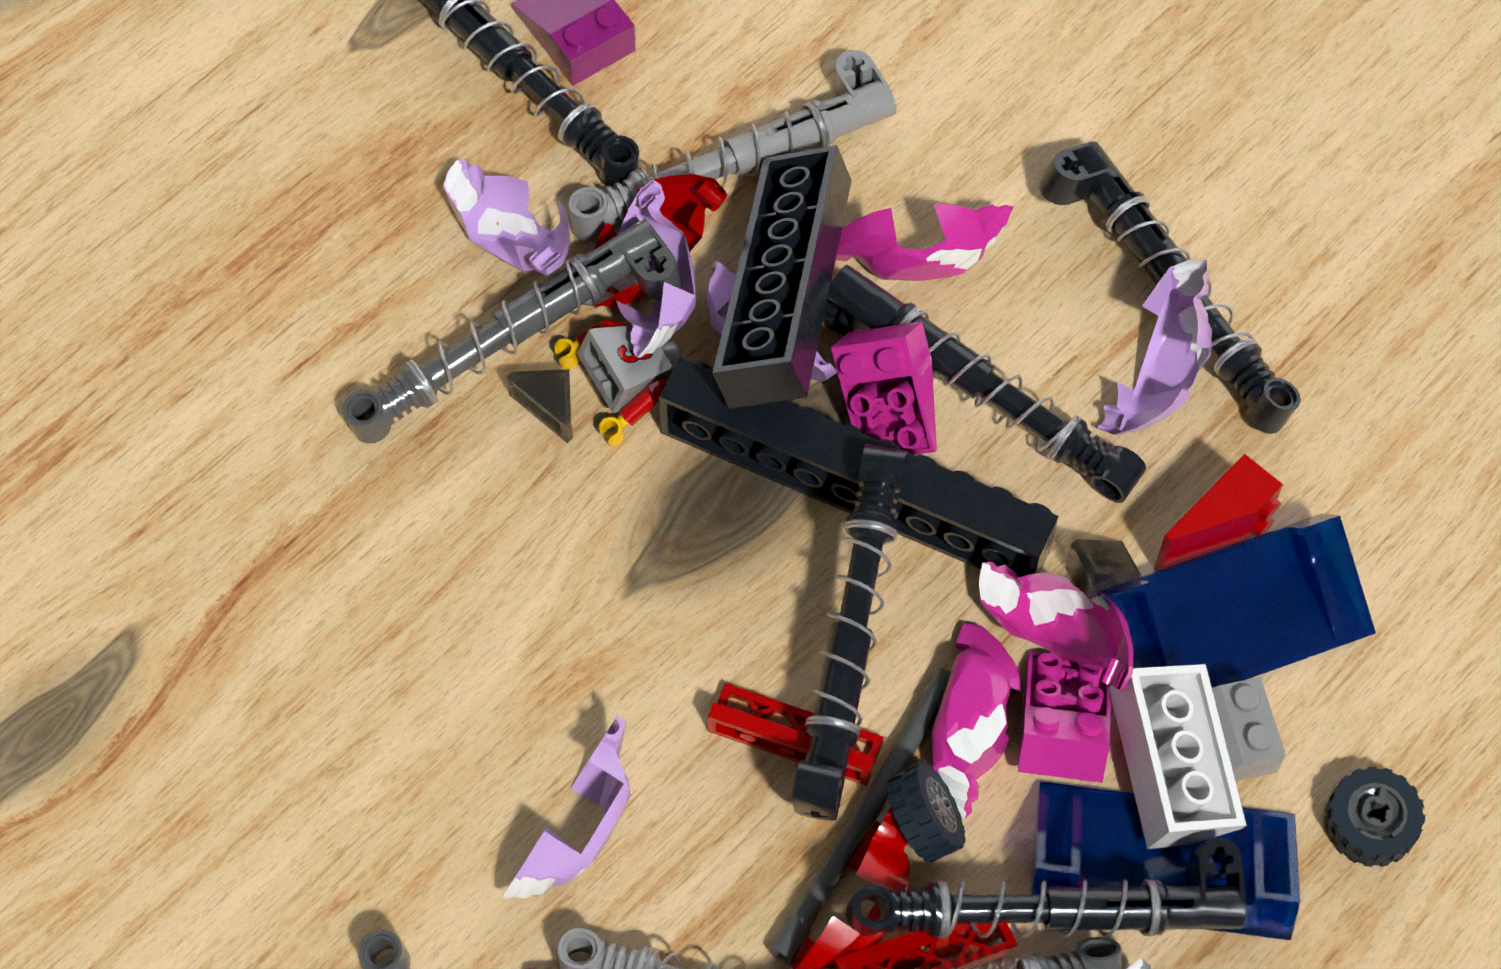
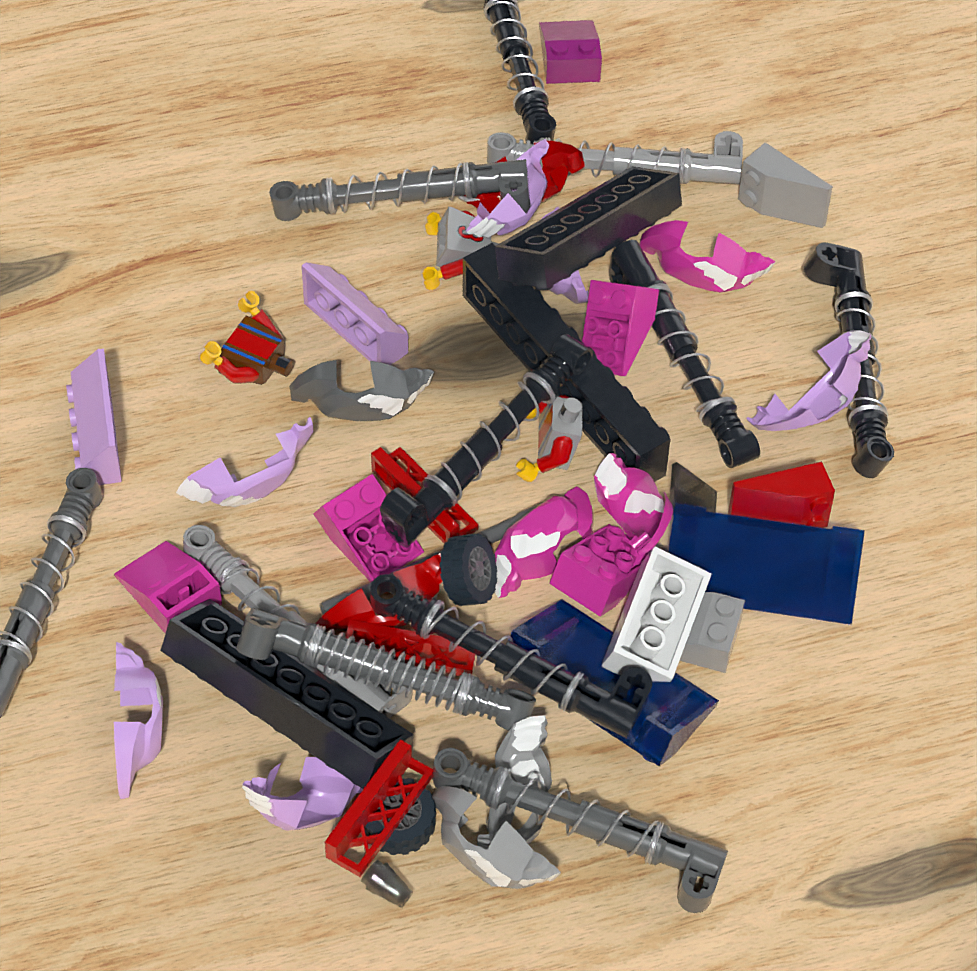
camera: 30 degrees right, 10 degrees down
(335, 854) = (94, 419): none -> lavender slope
(463, 647) = (251, 350): none -> torso
(519, 238) = (441, 119): lavender animal -> none
(546, 397) = (404, 240): clear smoke slope -> none
(558, 535) = (353, 315): none -> lavender slope
(595, 659) = (392, 394): none -> dark grey animal
(751, 816) = (359, 532): none -> dark pink slope
(914, 579) = (557, 437): none -> torso
(958, 99) = (783, 188): none -> light grey slope
(1374, 816) = (771, 741): black wheel -> none

